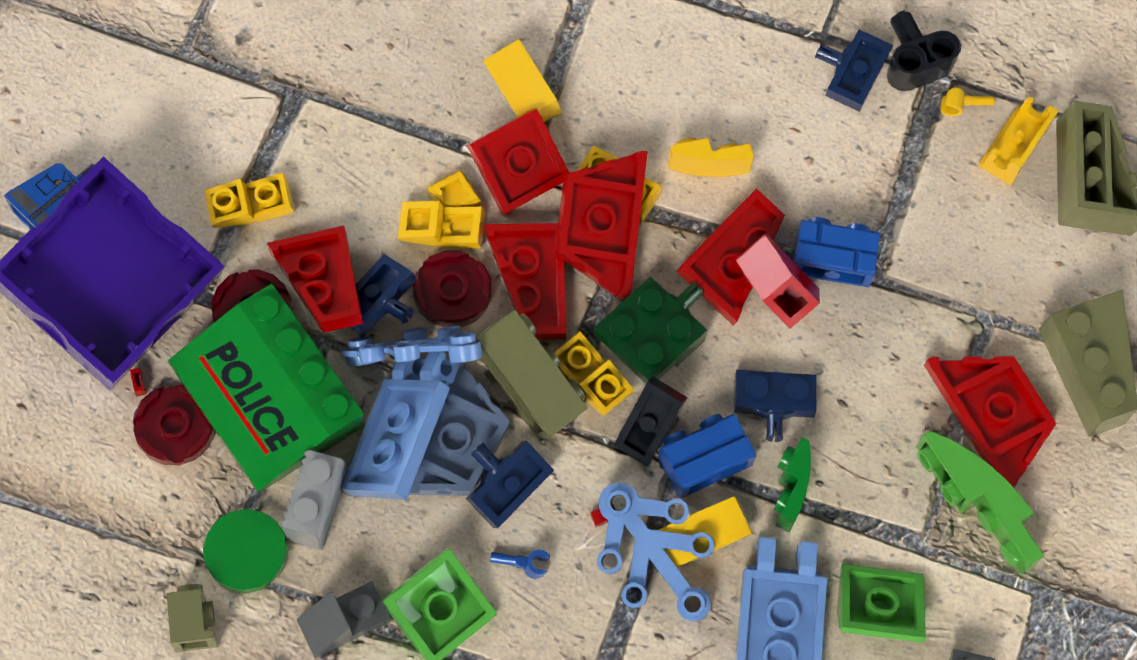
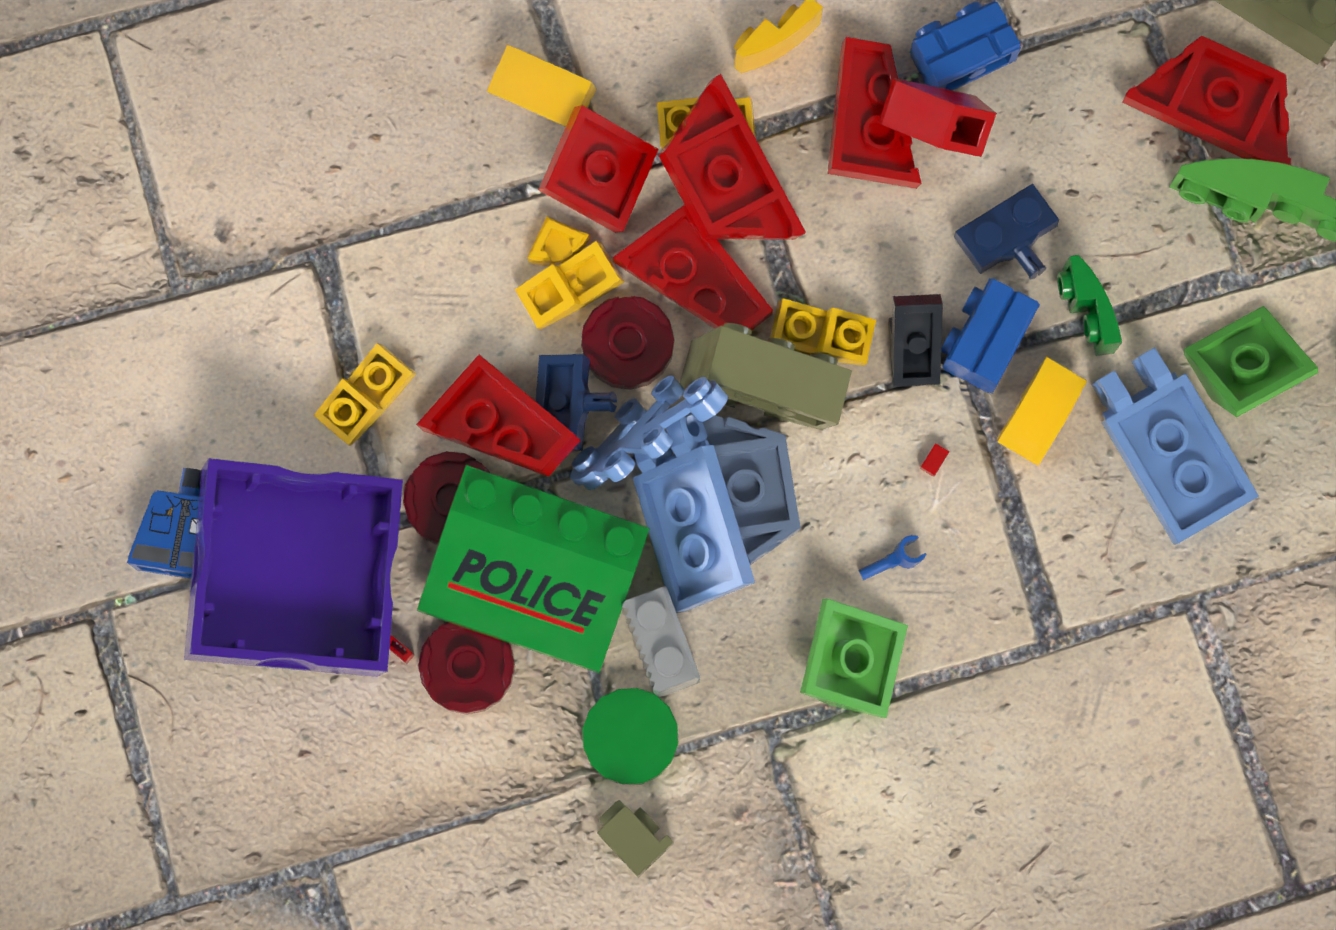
camera: 30 degrees left, 10 degrees up
(342, 619) = (771, 733): dark grey slope -> none
(507, 481) = (825, 494): dark blue plate -> none
(650, 545) = (1003, 458): medium blue plant -> none
(653, 329) = (851, 248): dark green plate -> none

